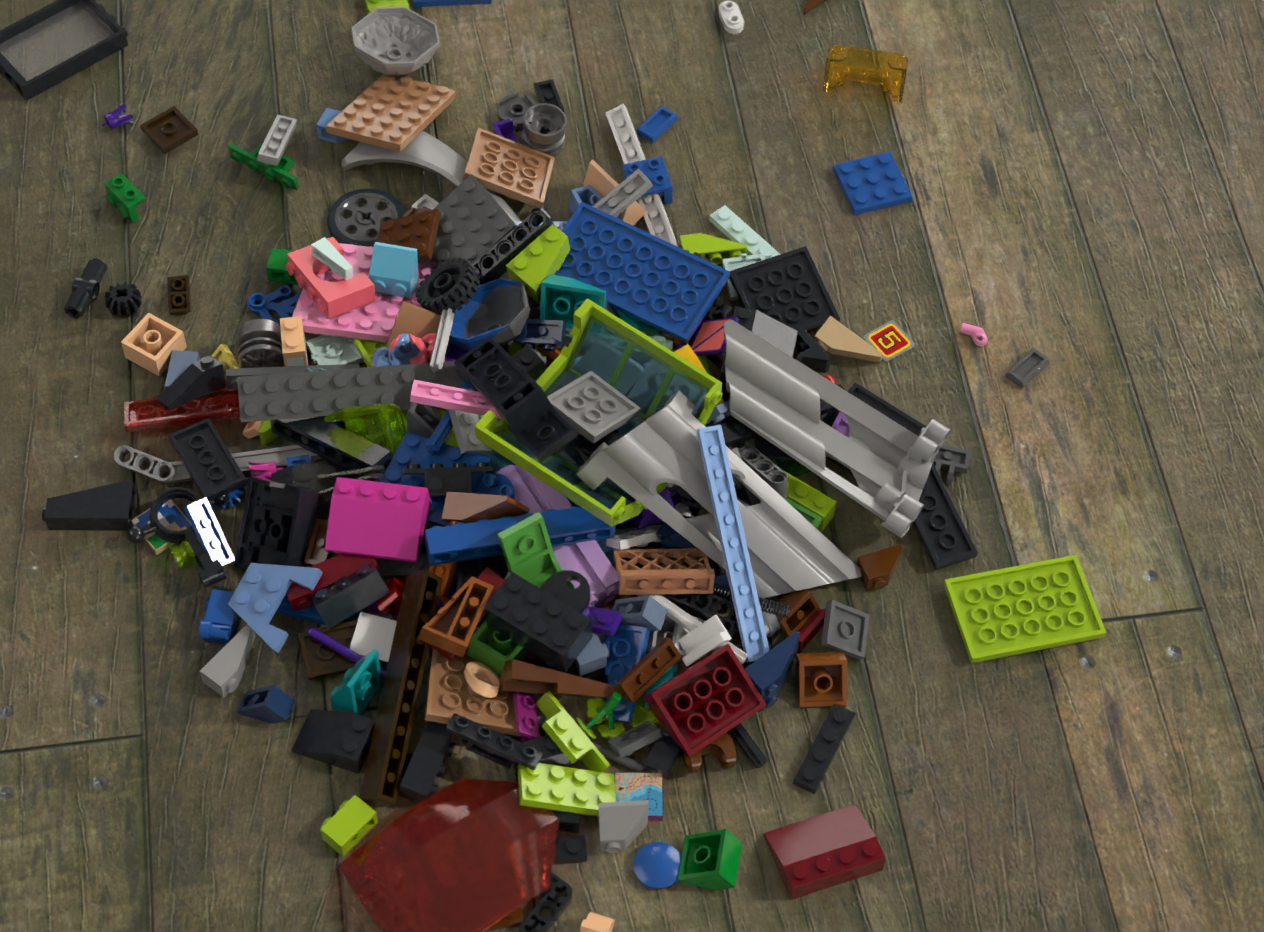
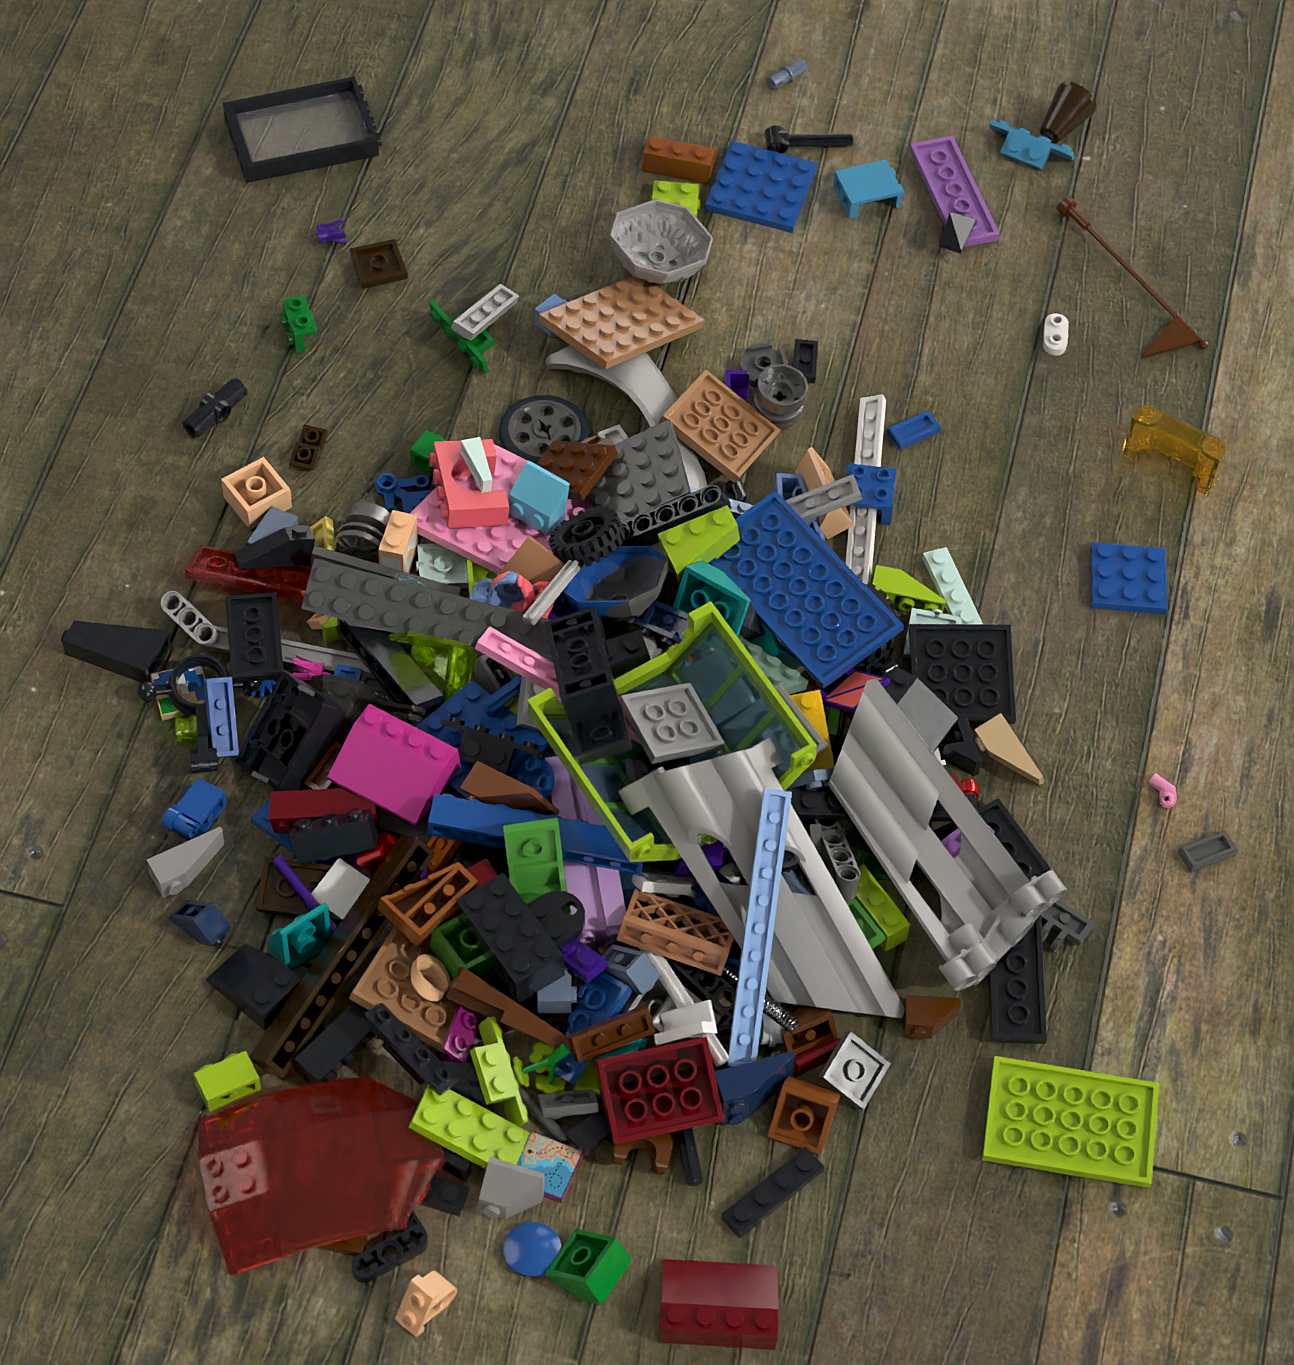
camera: 20 degrees right, 0 degrees up
(123, 299) = (247, 433): black gear -> none
(262, 593) = (243, 801): medium blue wing -> none
(889, 340) = (1063, 764): sticker -> none

